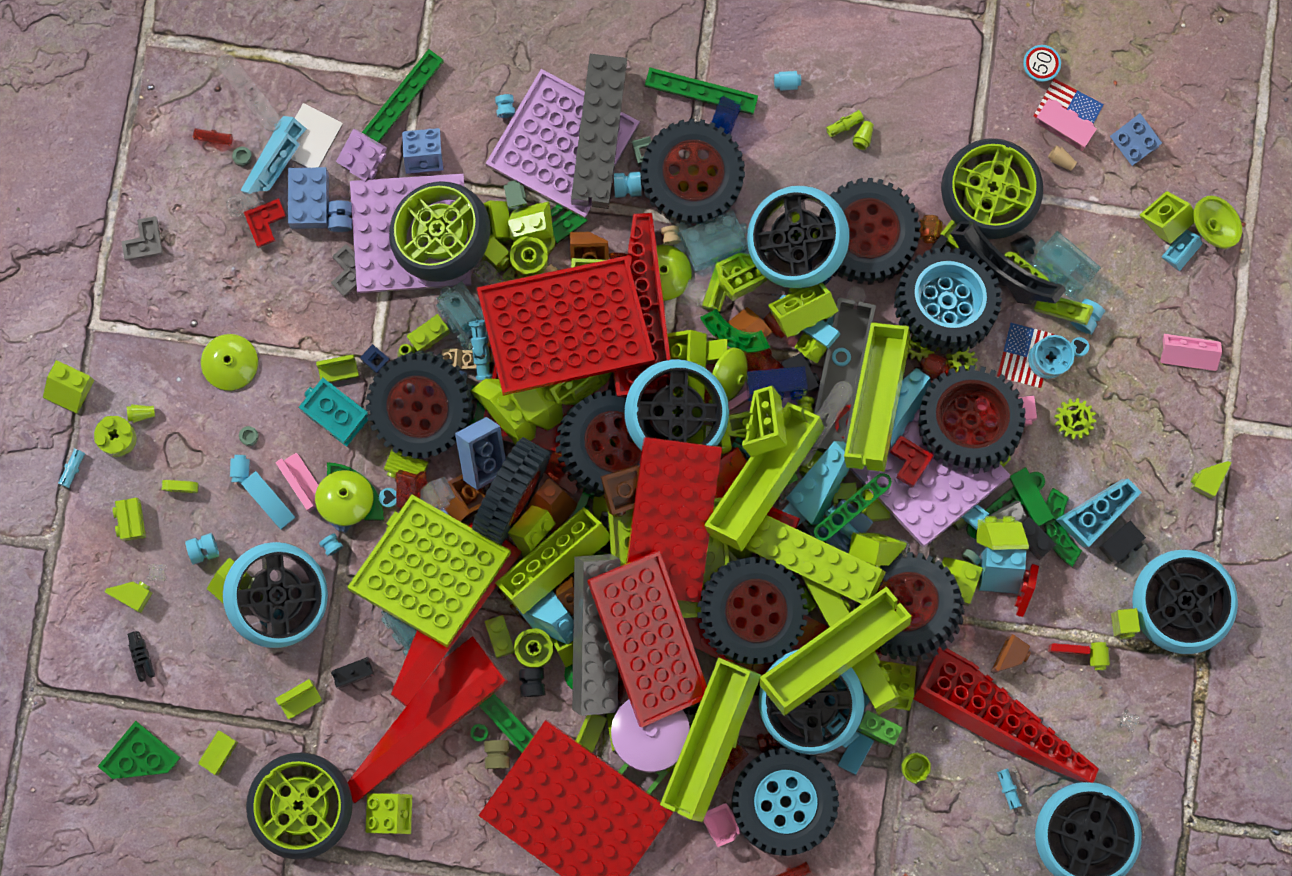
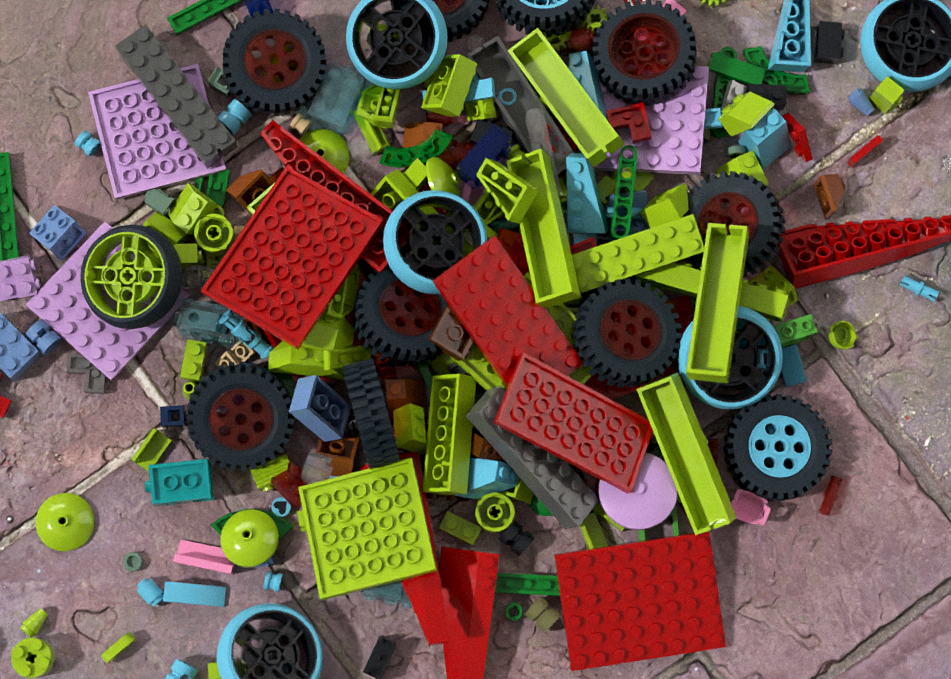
camera: 50 degrees left, 0 degrees up
(535, 433) = (344, 356): none -> lime tile
(764, 747) = (723, 418): clear red wheel -> none
(1099, 656) = (890, 136): lime brick -> none
(1103, 609) = (861, 101): none -> medium blue cone

